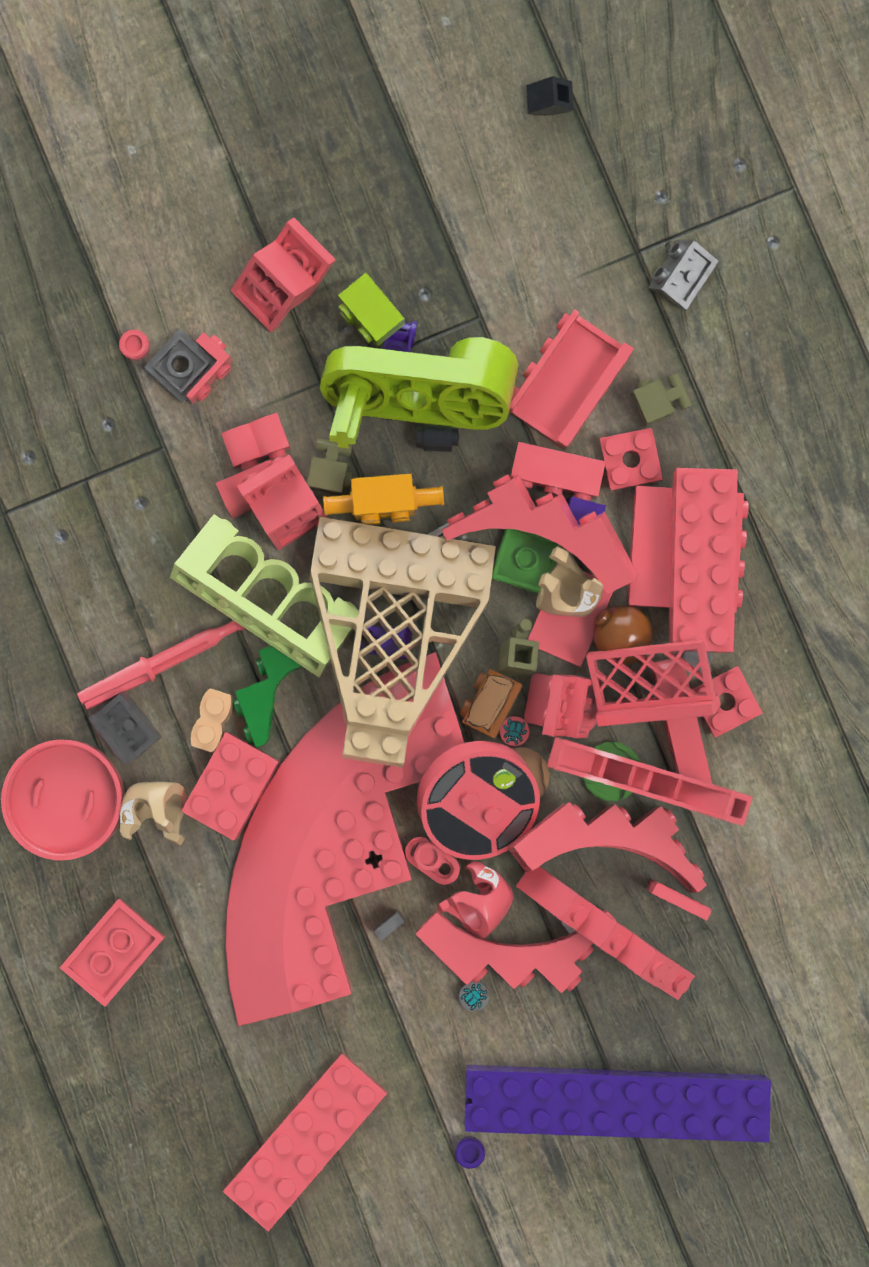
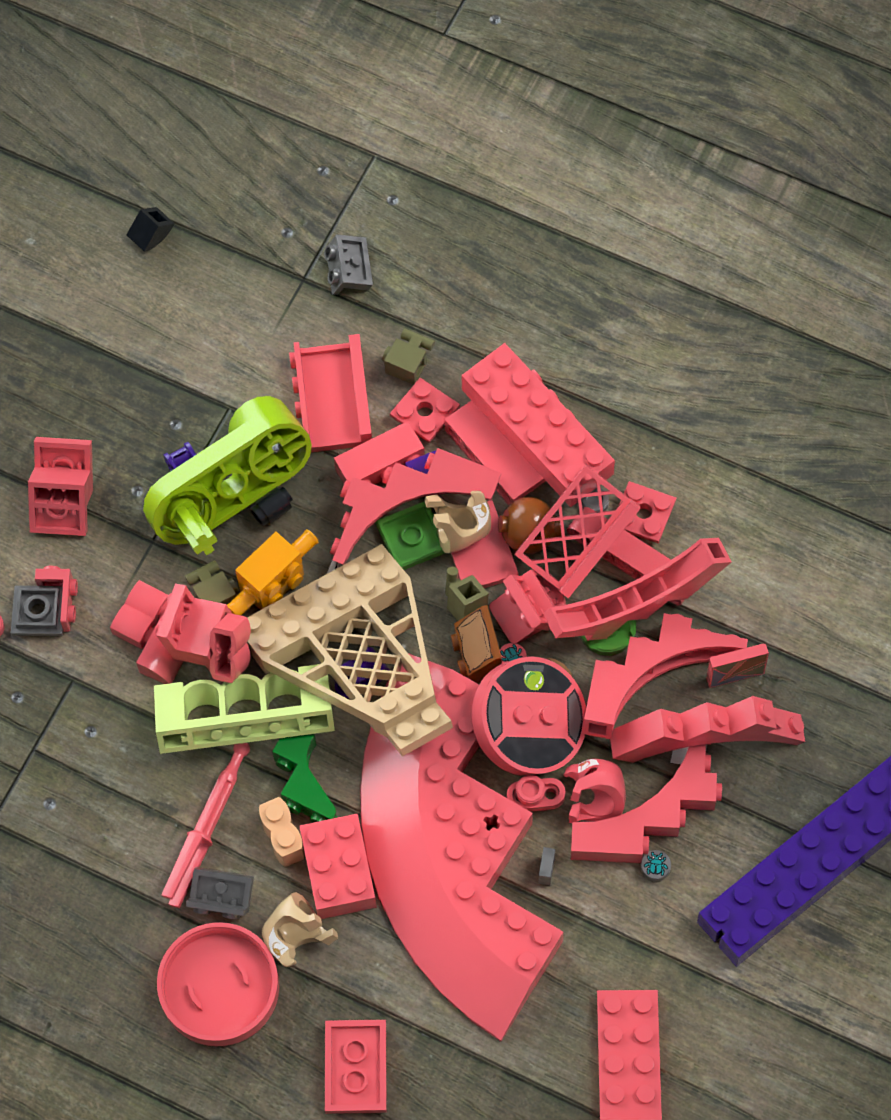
camera: 40 degrees left, 20 degrees down
(293, 540) = (230, 648): none -> coral brick
(369, 310) = (145, 455): lime brick -> none
(470, 1152) = (759, 981): dark purple tile -> none

